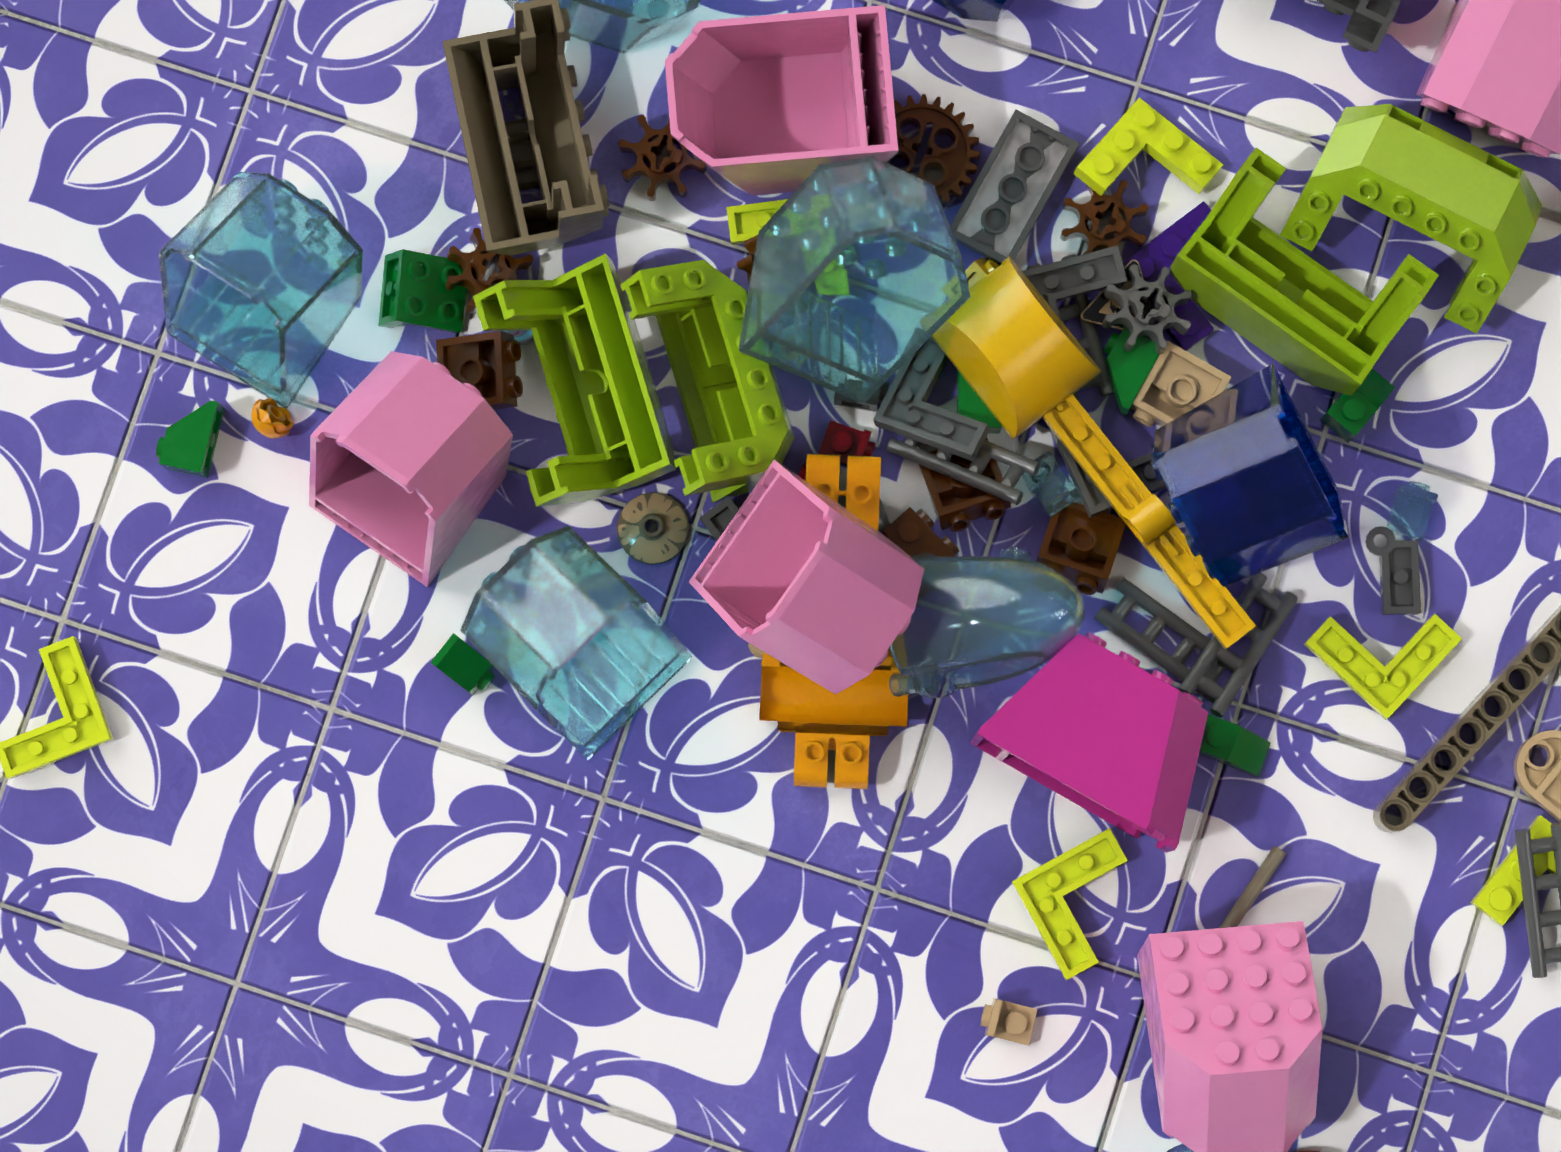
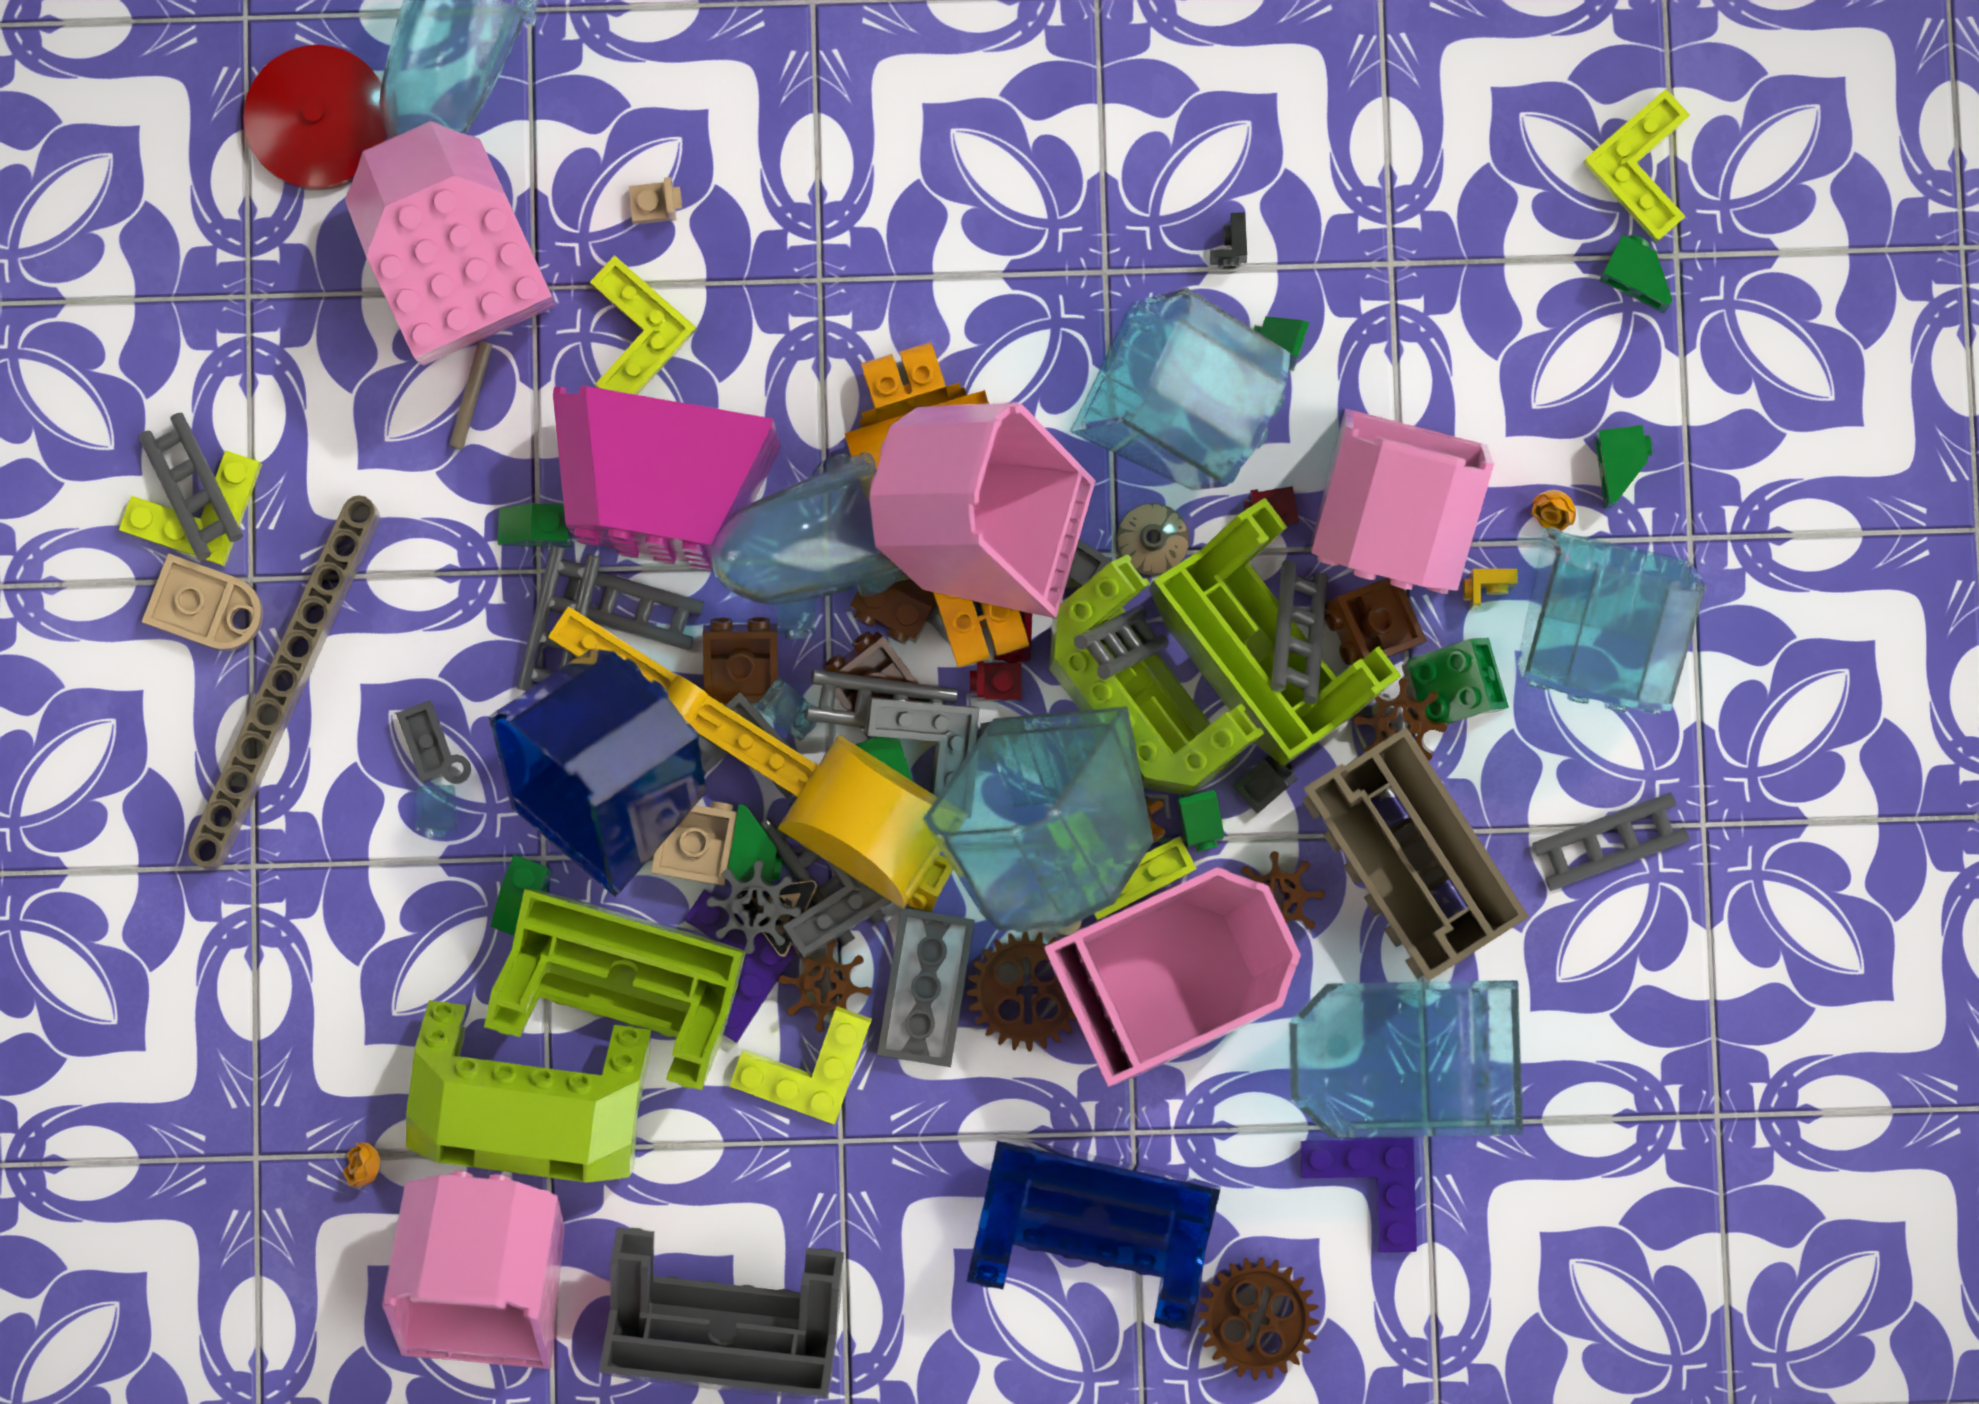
camera: 155 degrees right, 0 degrees up
(104, 613) = (1637, 273): none -> green slope
(352, 370) = (1493, 580): none -> yellow bracket
(356, 119) = (1620, 820): none -> dark grey bar
(467, 783) = (1234, 236): none -> pearl dark grey bracket
(528, 519) = (1280, 499): none -> dark red bracket
(567, 373) = (1284, 642): none -> dark grey bar
(634, 257) = (1265, 783): none -> pearl dark grey bracket
(707, 242) = (1200, 820): none -> green slope
(723, 406) = (1122, 658): none -> dark grey bar
(1380, 685) = (400, 638): neon yellow plate -> none

